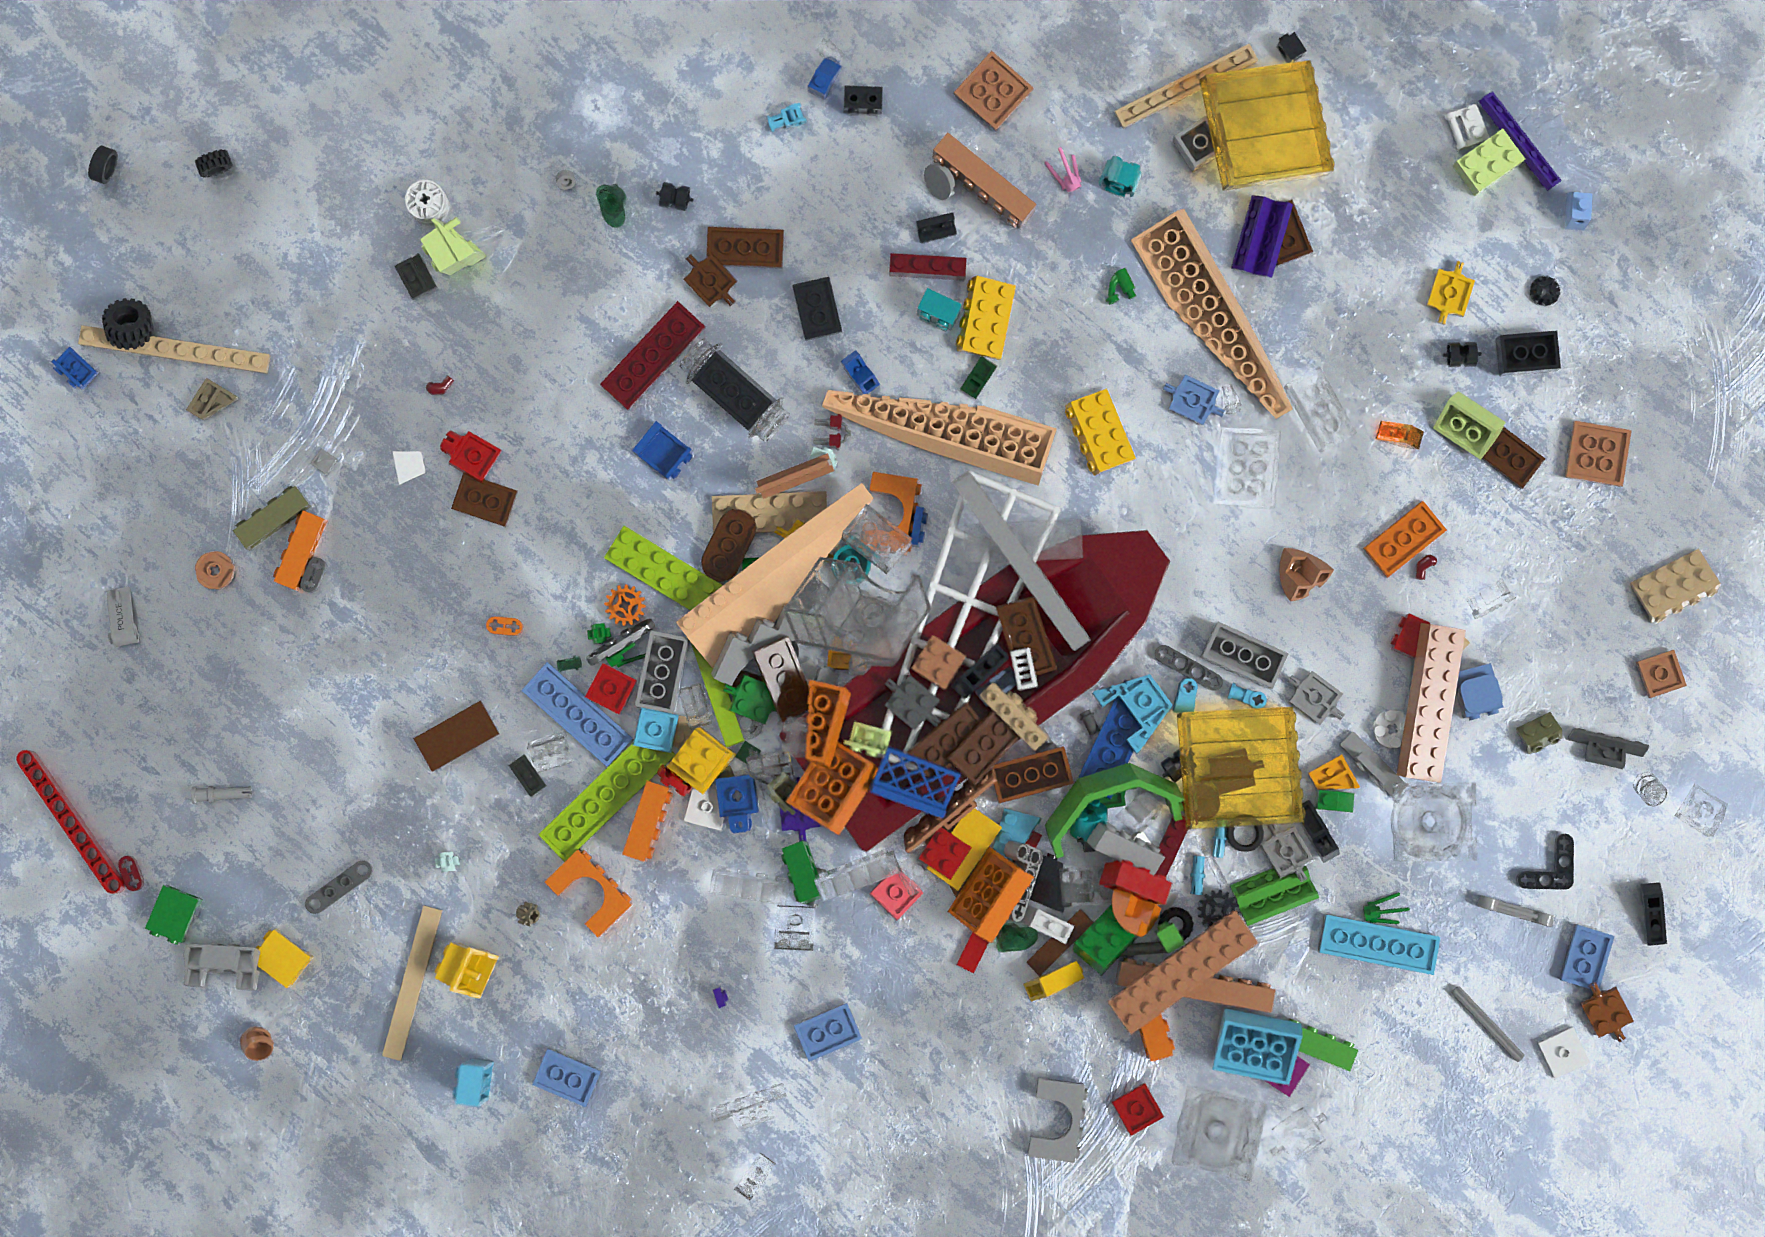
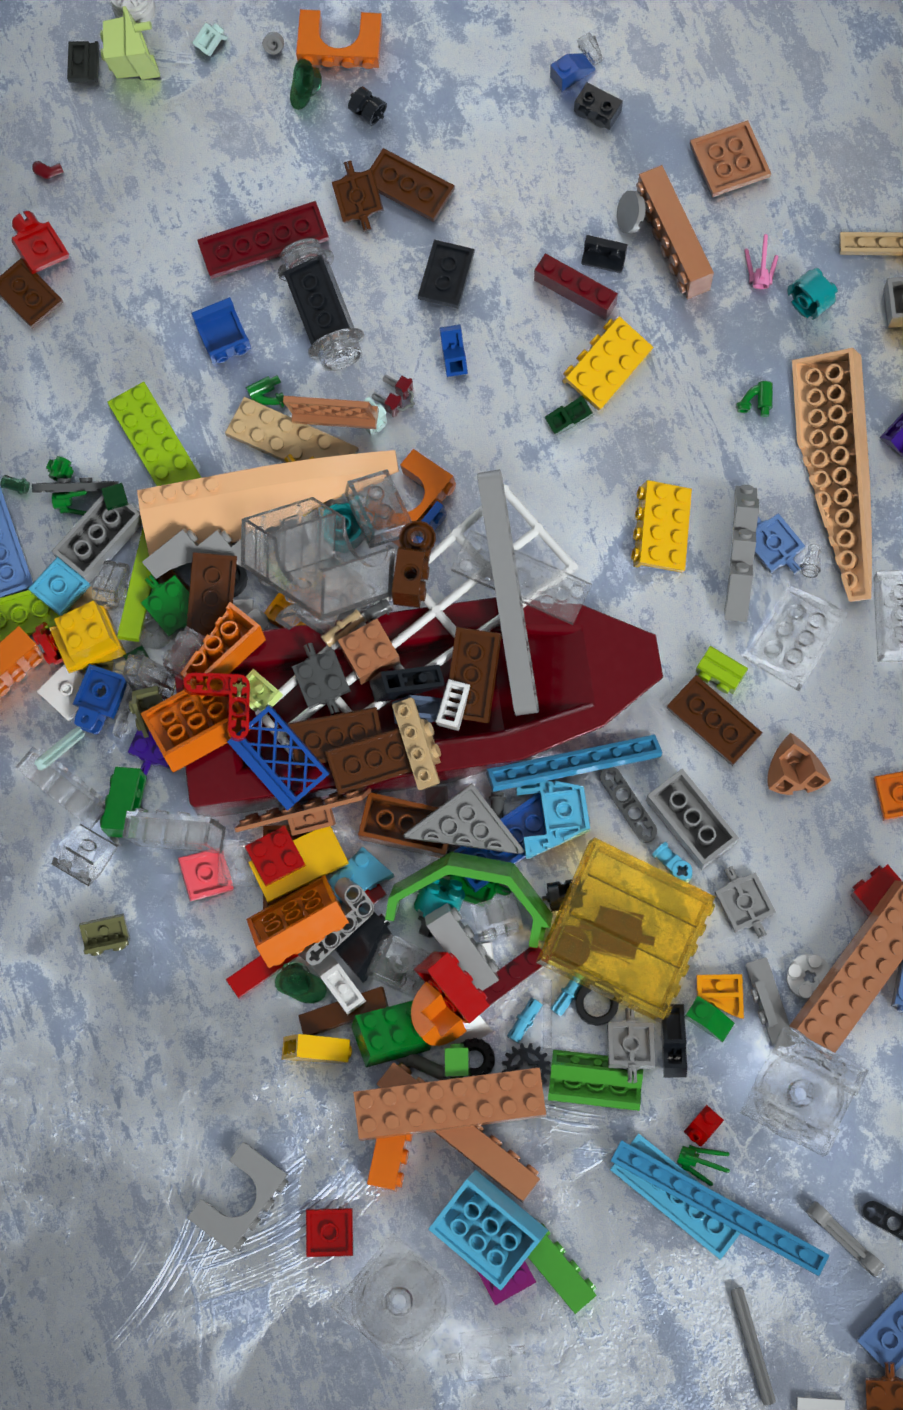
camera: 35 degrees right, 10 degrees down
(510, 202) = (209, 38): none -> light aqua bracket
(602, 169) = (362, 53): none -> orange arch
(611, 688) = (40, 526): red panel -> none
(617, 607) = (106, 463): orange gear -> none
(661, 636) = (114, 496): none -> dark green tile
(719, 483) = (264, 386): none -> green plant
(728, 545) = (234, 447): reddish brown tile -> none
(733, 859) = (59, 748): none -> light aqua axle
(787, 117) = (516, 88): medium azure connector -> none
(828, 1032) = (57, 978): medium blue plate -> none
(846, 980) = (104, 934): none -> olive bracket
(851, 752) = (227, 690): none -> red beam
(907, 655) = (330, 637): none -> tan pin
(926, 626) = (377, 610): none -> dark grey pin
(934, 574) = (412, 562): none -> reddish brown brick
(939, 310) = (563, 329): teal brick -> none
(960, 432) = (529, 465): light nougat wedge -> none
(1077, 750) = (466, 822): none -> light grey tile
(1134, 659) = (573, 763): none -> dark azure plate
(1175, 421) = (742, 553): none -> light grey arch
(1185, 700) = (607, 832): medium azure piece -> none
(1205, 525) = (721, 670): none -> lime brick
(1220, 567) = (714, 720): none -> reddish brown plate
(1371, 883) = (703, 1126): none -> red bracket
(1414, 938) = (720, 1208): none -> dark azure plate

